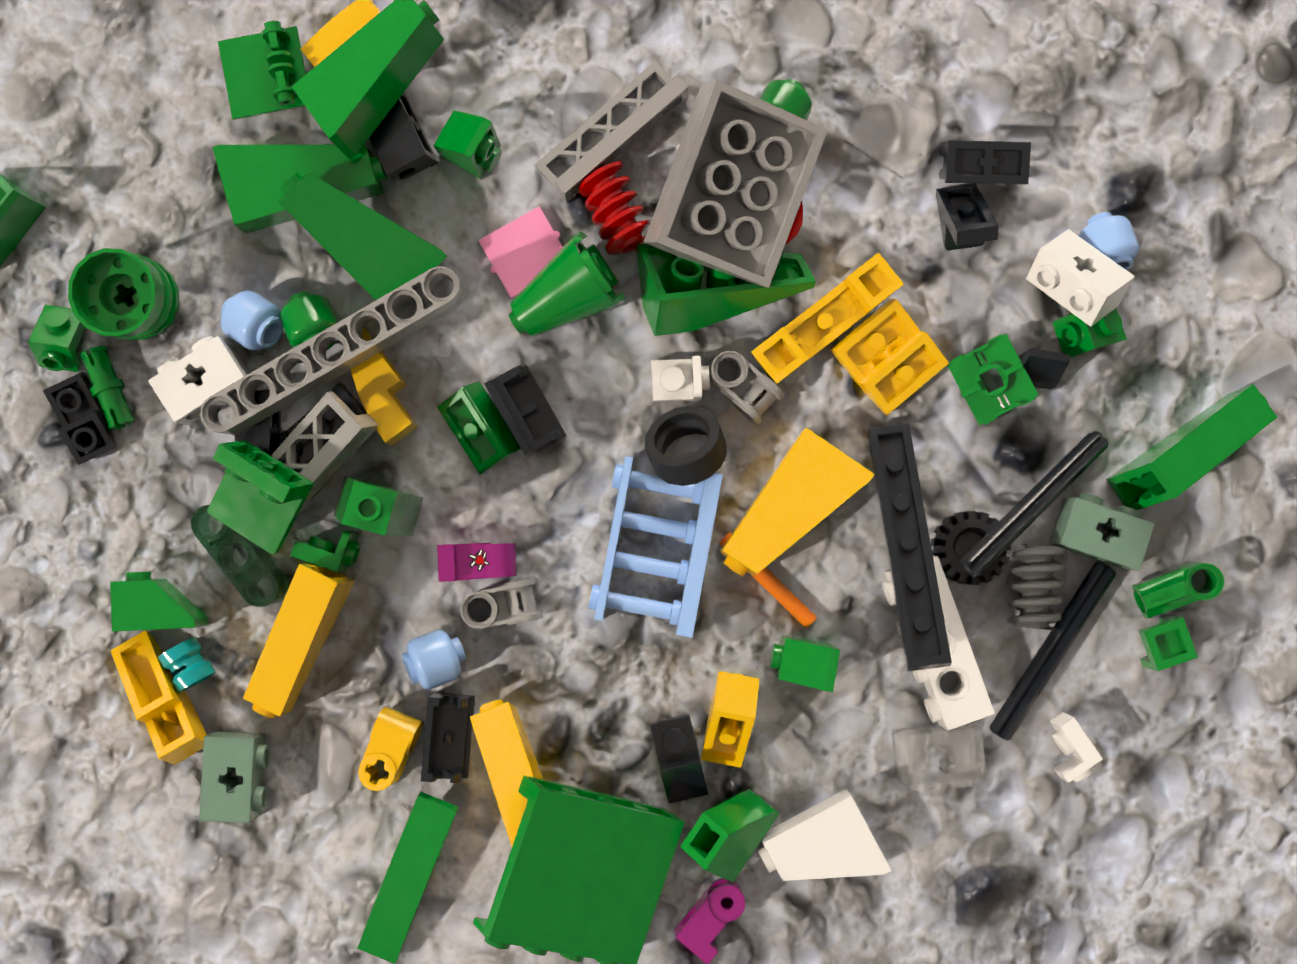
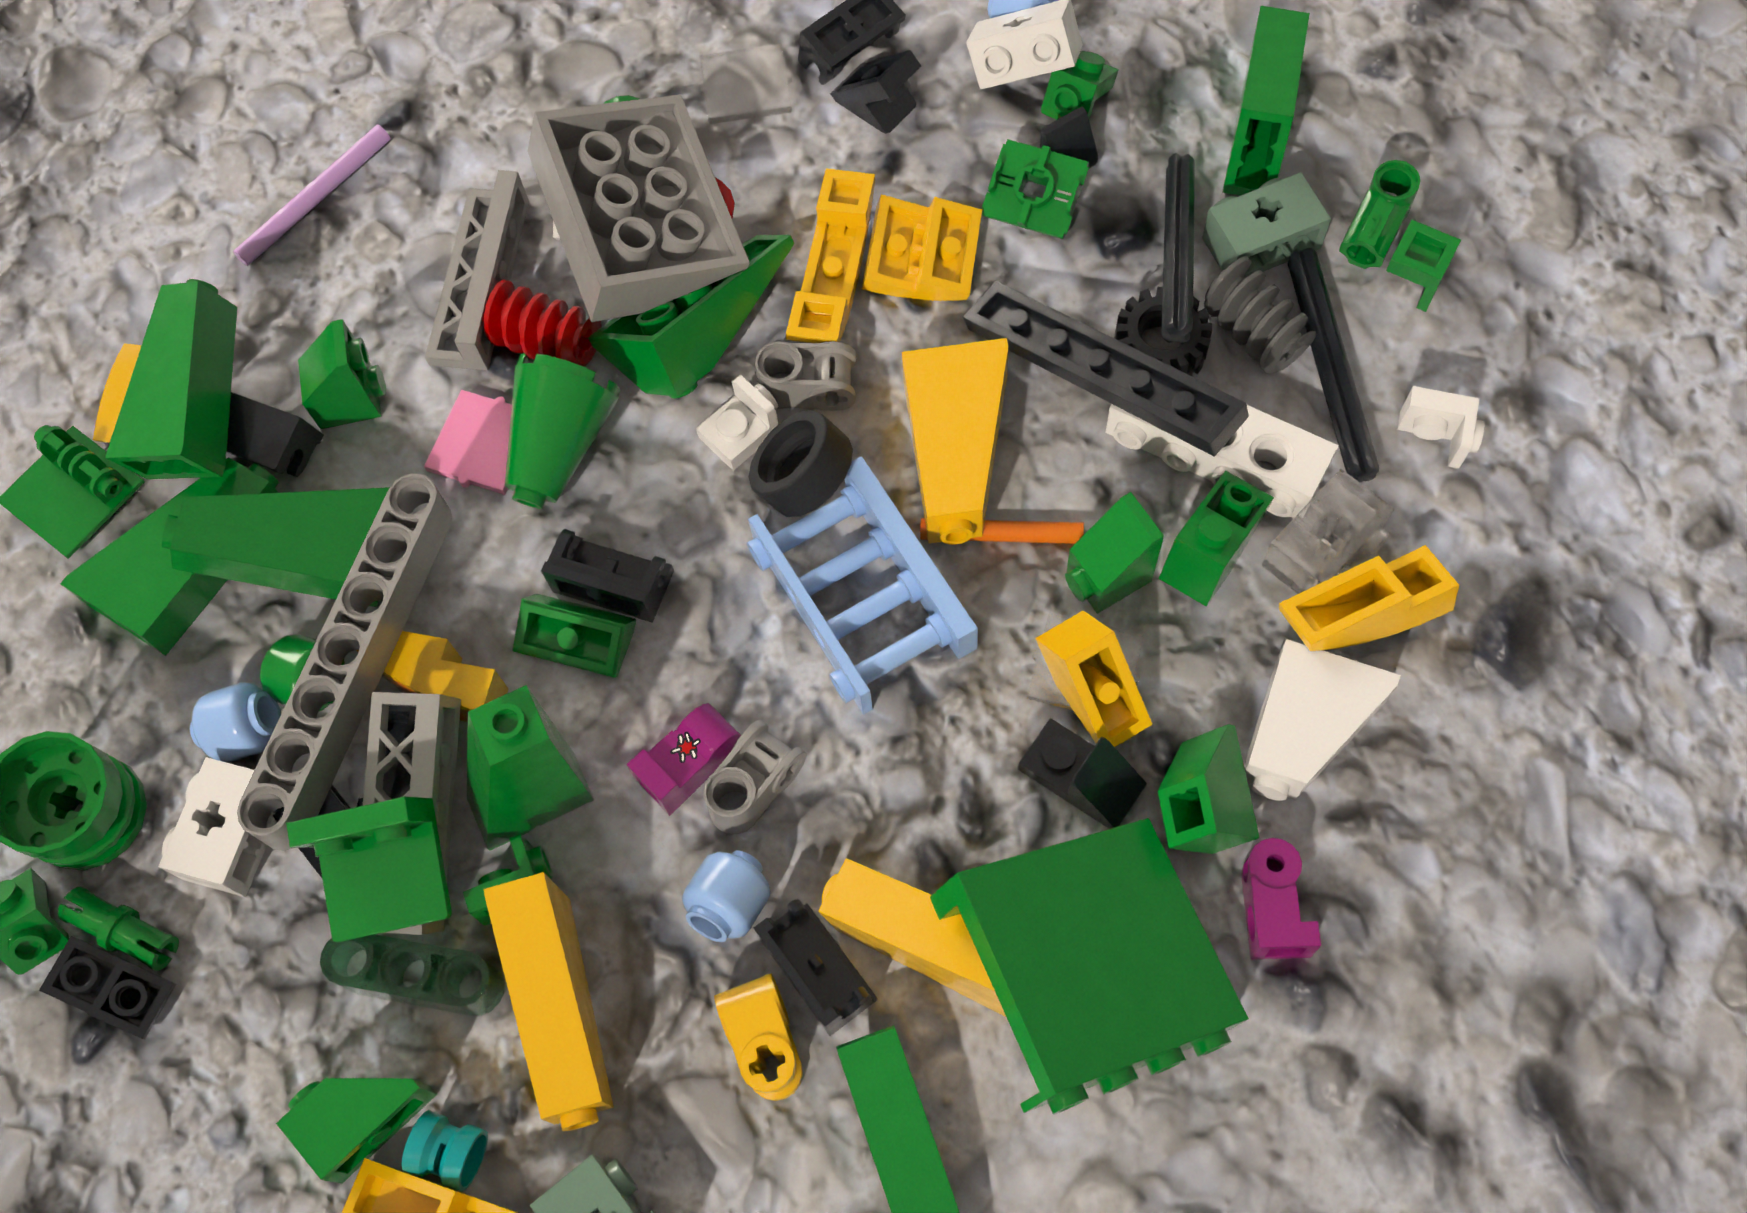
camera: 40 degrees left, 20 degrees down
(876, 700) = (1214, 538): none -> green slope
(919, 814) = (1372, 601): none -> yellow slope

